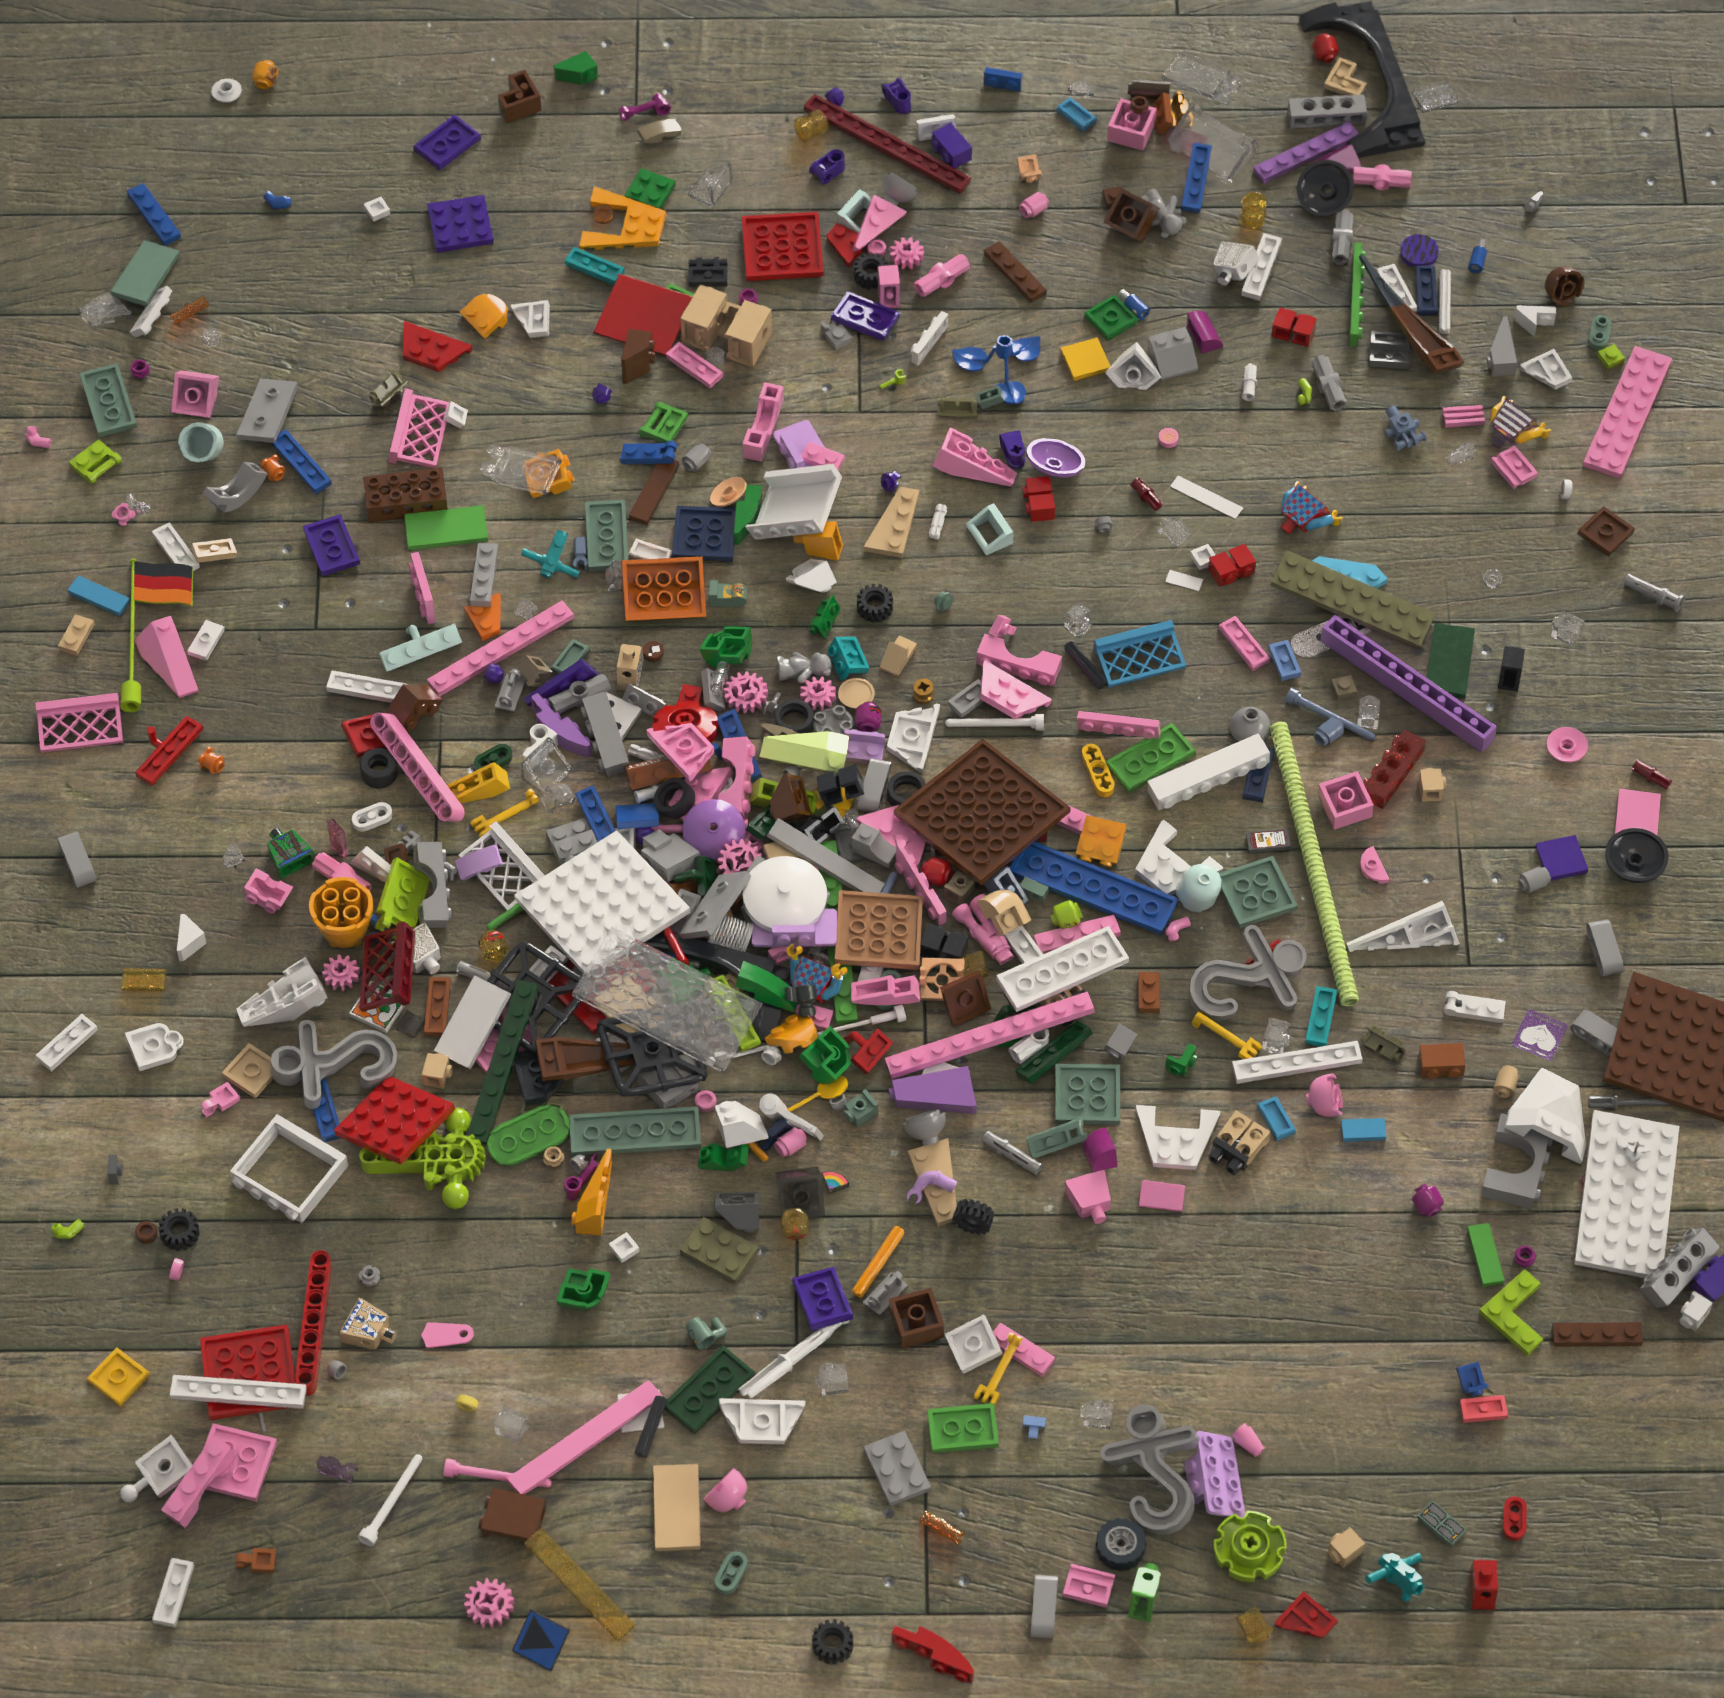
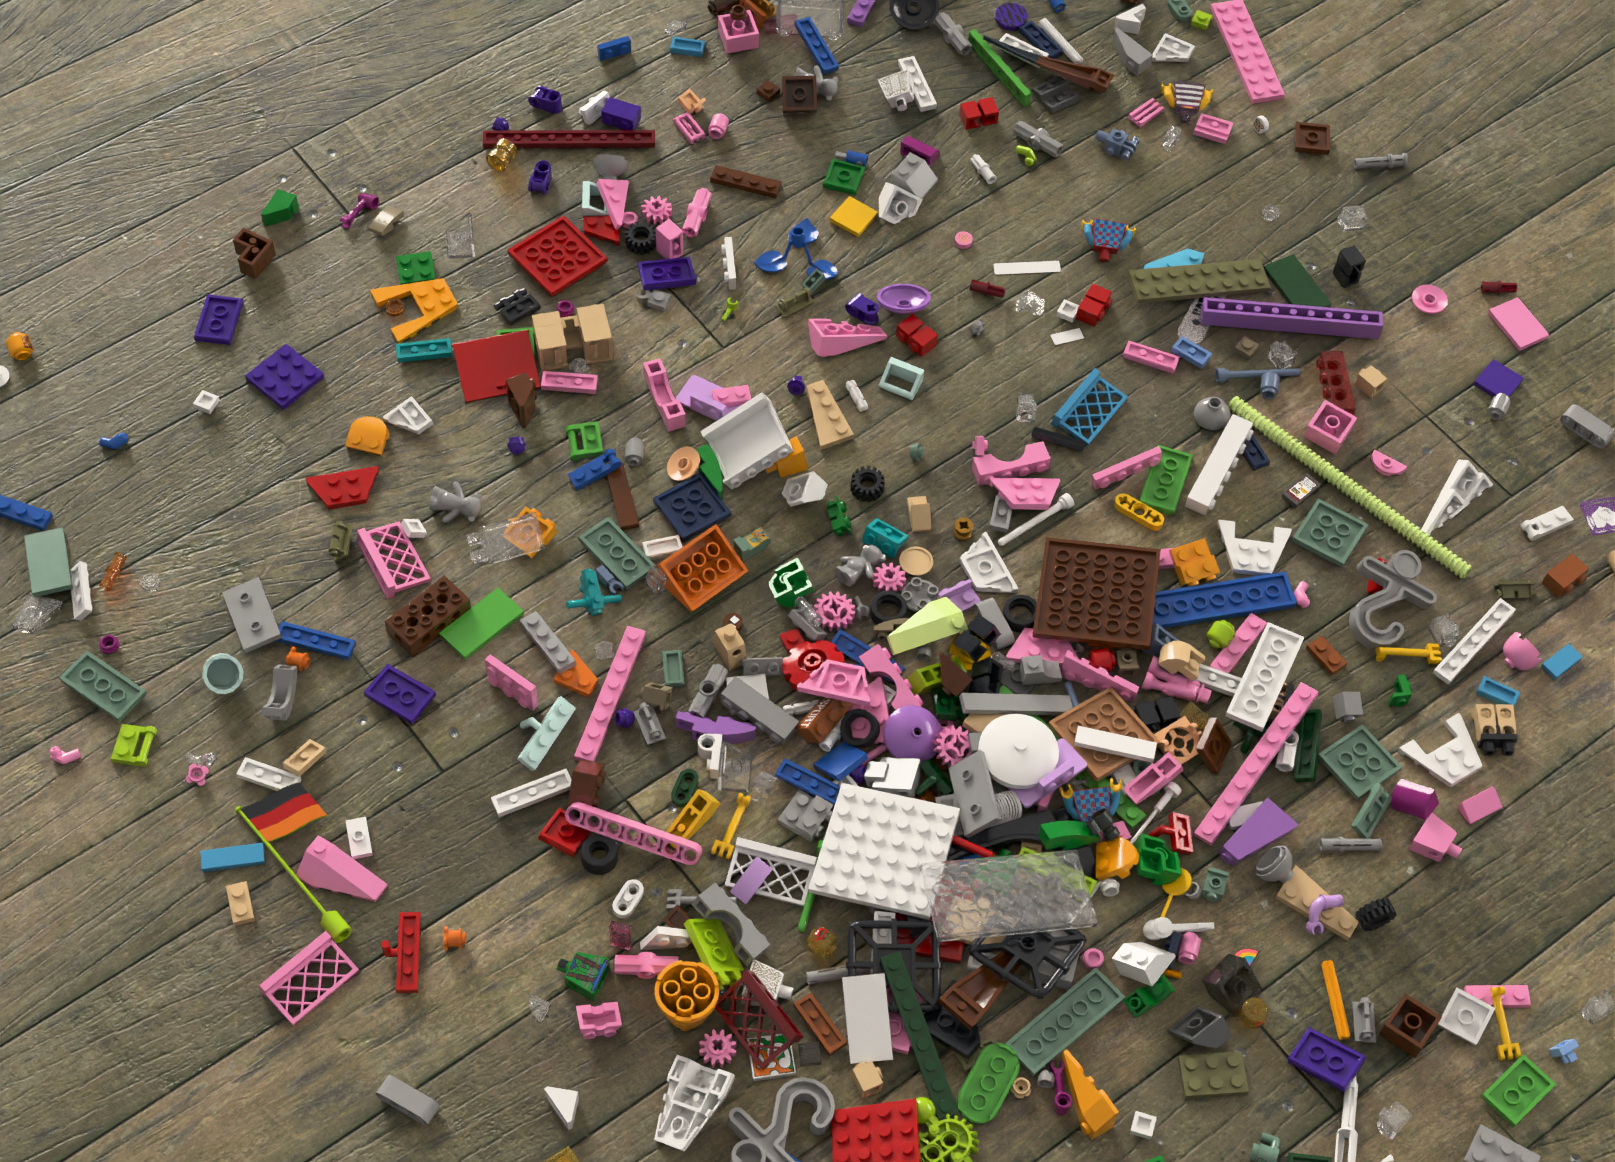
camera: 40 degrees left, 0 degrees up
(194, 393) = (176, 637): bright pink slope -> none
(500, 406) = (455, 504): none -> light grey piece
(577, 672) = (688, 691): dark purple wing -> none
(868, 717) = (943, 573): magenta head -> none
(875, 942) = (1115, 744): none -> white tile
(1007, 204) = (691, 139): none -> bright pink tile
(1034, 890) = (1179, 630): sand green piece -> none
(1199, 888) = (1295, 553): light aqua cylinder -> none
(1253, 210) = (877, 46): clear yellow wheel -> none
(1321, 1016) = (1458, 596): teal plate -> none
(1639, 847) = (1549, 348): black dish -> none

